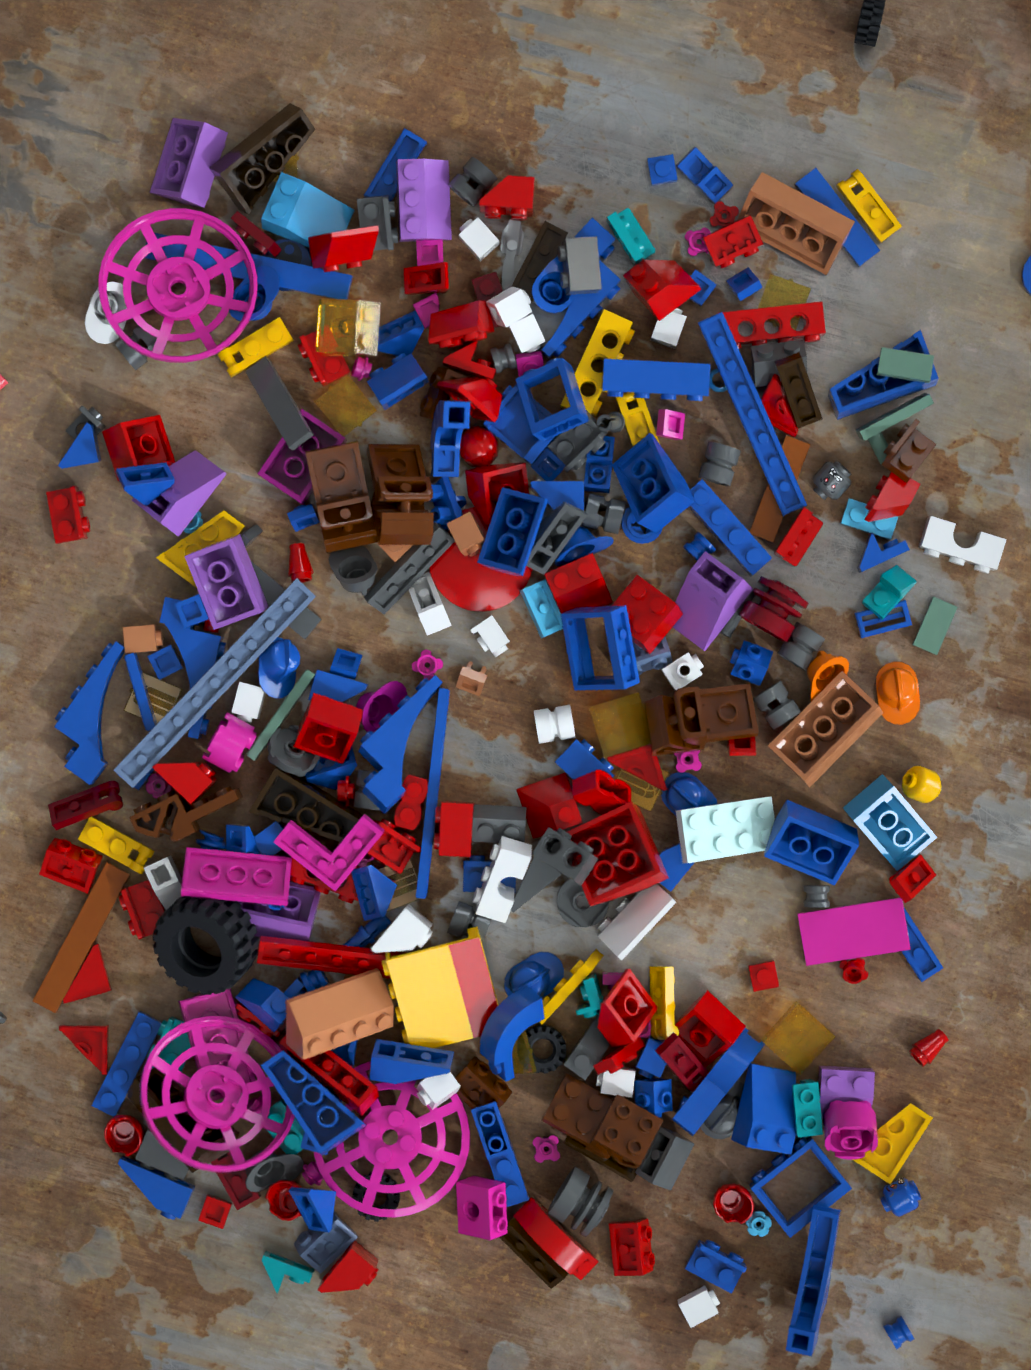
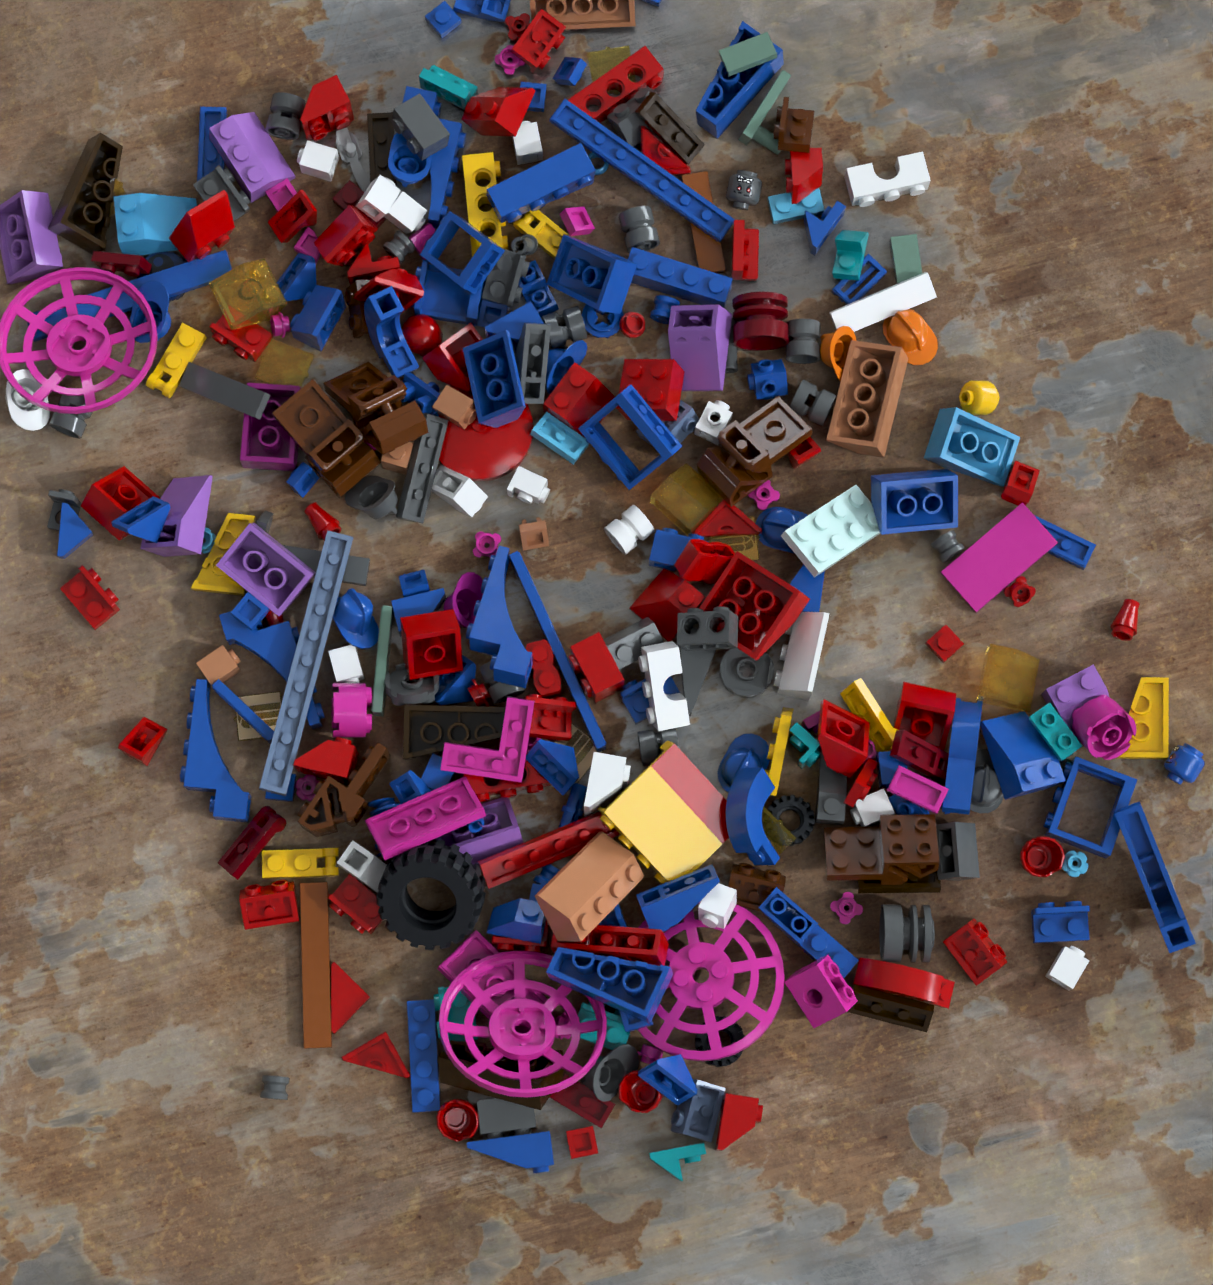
camera: 30 degrees left, 10 degrees down
(43, 665) = (143, 741): none -> red slope
(165, 662) = (252, 675): blue plate -> none
(661, 1092) = (917, 789): none -> dark pink tile
(664, 544) = (632, 324): none -> red plate
(890, 653) = (884, 303): none -> white tile

